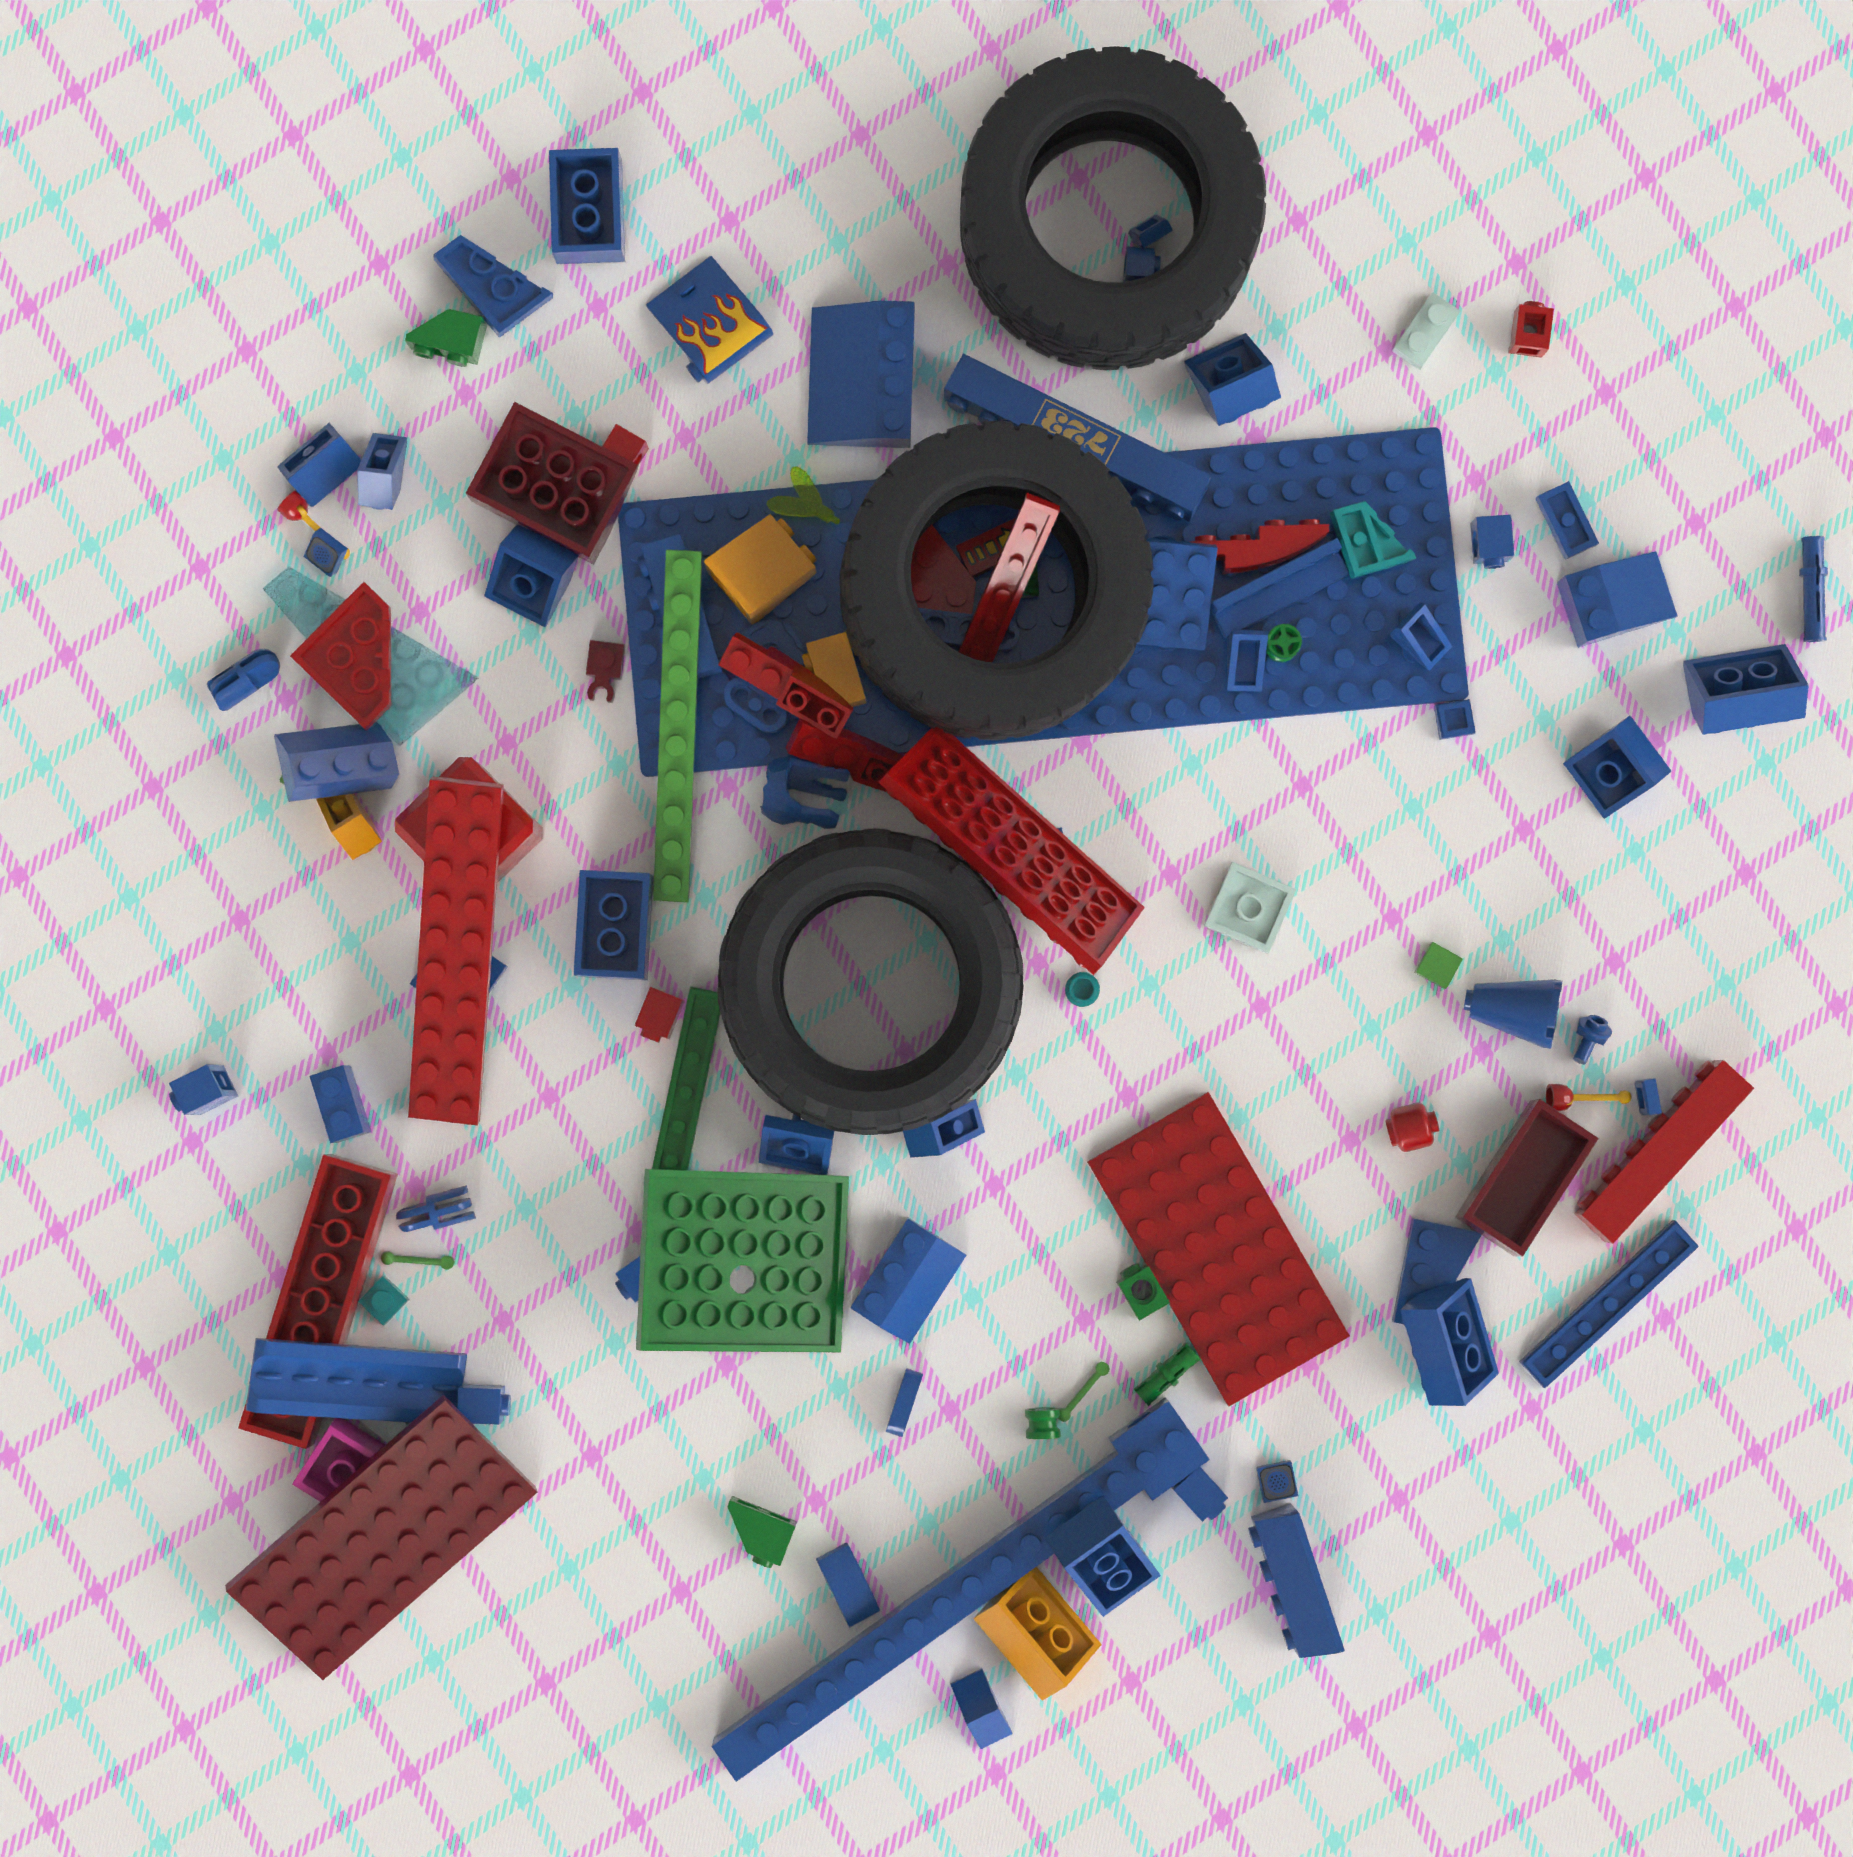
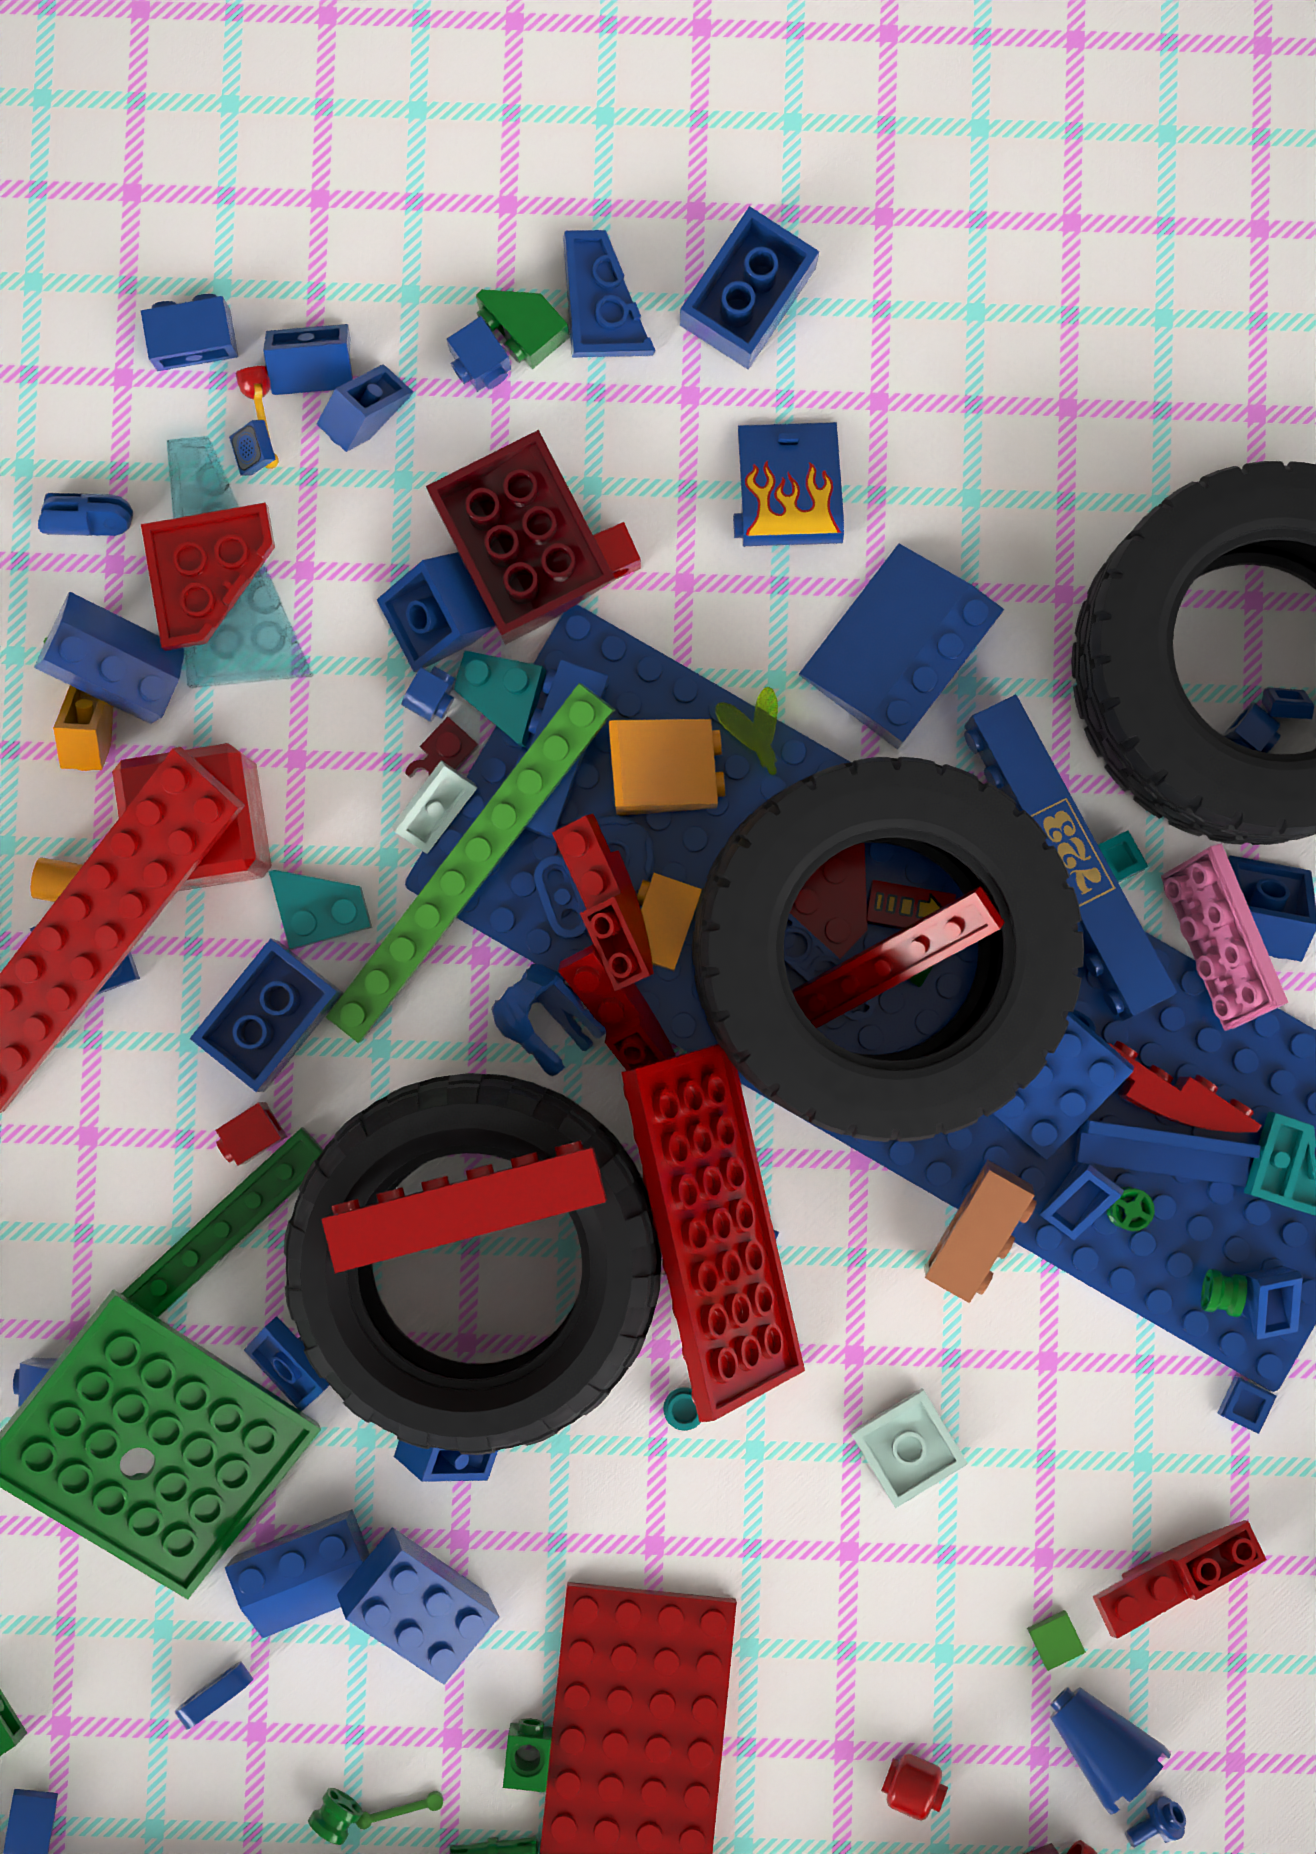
camera: 35 degrees right, 0 degrees up
(225, 504) = (189, 332): none -> blue brick
(403, 937) = (51, 878): none -> light orange brick
(435, 381) = (478, 356): none -> blue brick
(567, 633) = (429, 694): none -> blue plate
(595, 832) = (317, 908): none -> teal wing
(614, 597) = (502, 691): none -> teal wing
(625, 707) = (434, 807): none -> light aqua plate
(840, 936) = (463, 1208): none -> red brick
(997, 1241) = (417, 1606): none -> brick
(1112, 411) = (1123, 856): none -> teal plate
(1195, 729) = (980, 1232): none -> nougat brick
(1216, 418) = (1223, 938): none -> bright pink tile
(1384, 654) = (1224, 1293): none -> green wheel
(1488, 864) = (1177, 1575): none -> red slope

